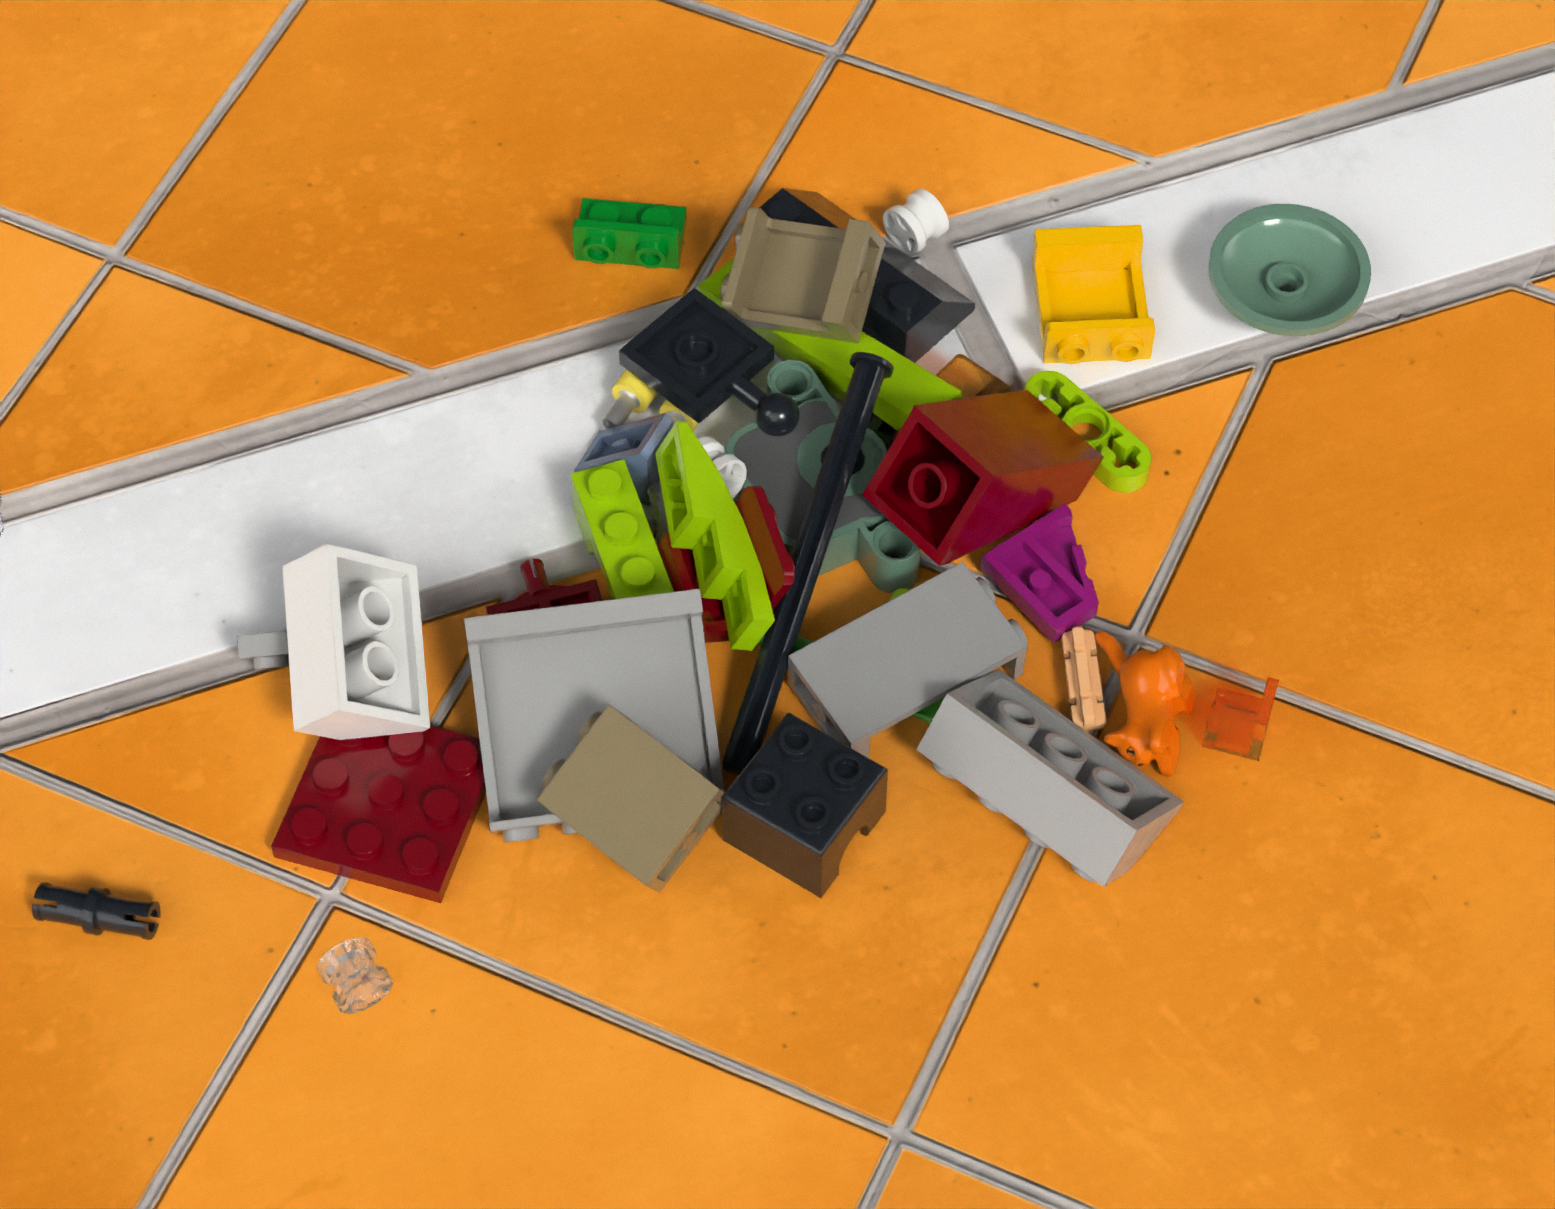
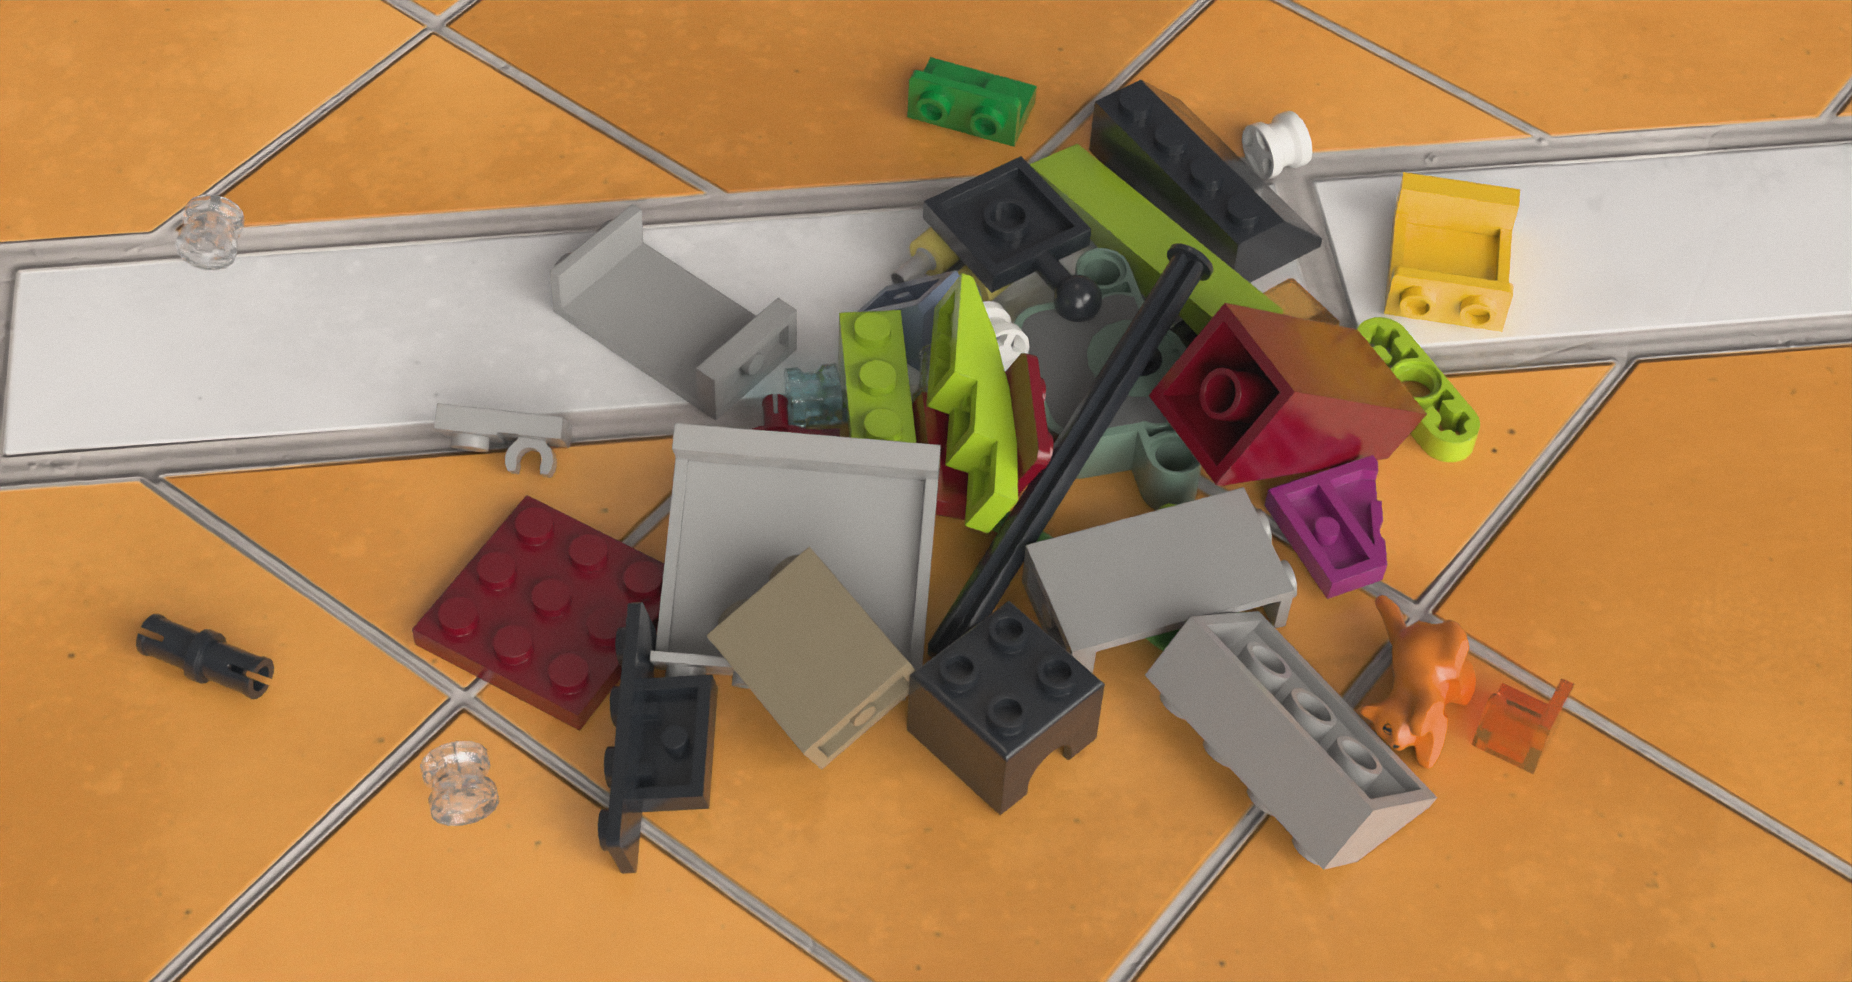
camera: 10 degrees right, 5 degrees down
(355, 645) = (557, 435): white slope -> none
(413, 504) = (669, 318): none -> light grey panel
(519, 900) = (660, 741): none -> black bracket
(564, 552) = (814, 395): none -> clear light blue wheel
(802, 276) = (1140, 165): dark tan panel -> none
(1083, 679) = (1352, 643): light nougat axle -> none
(1293, 252) = (1675, 266): sand green dish -> none

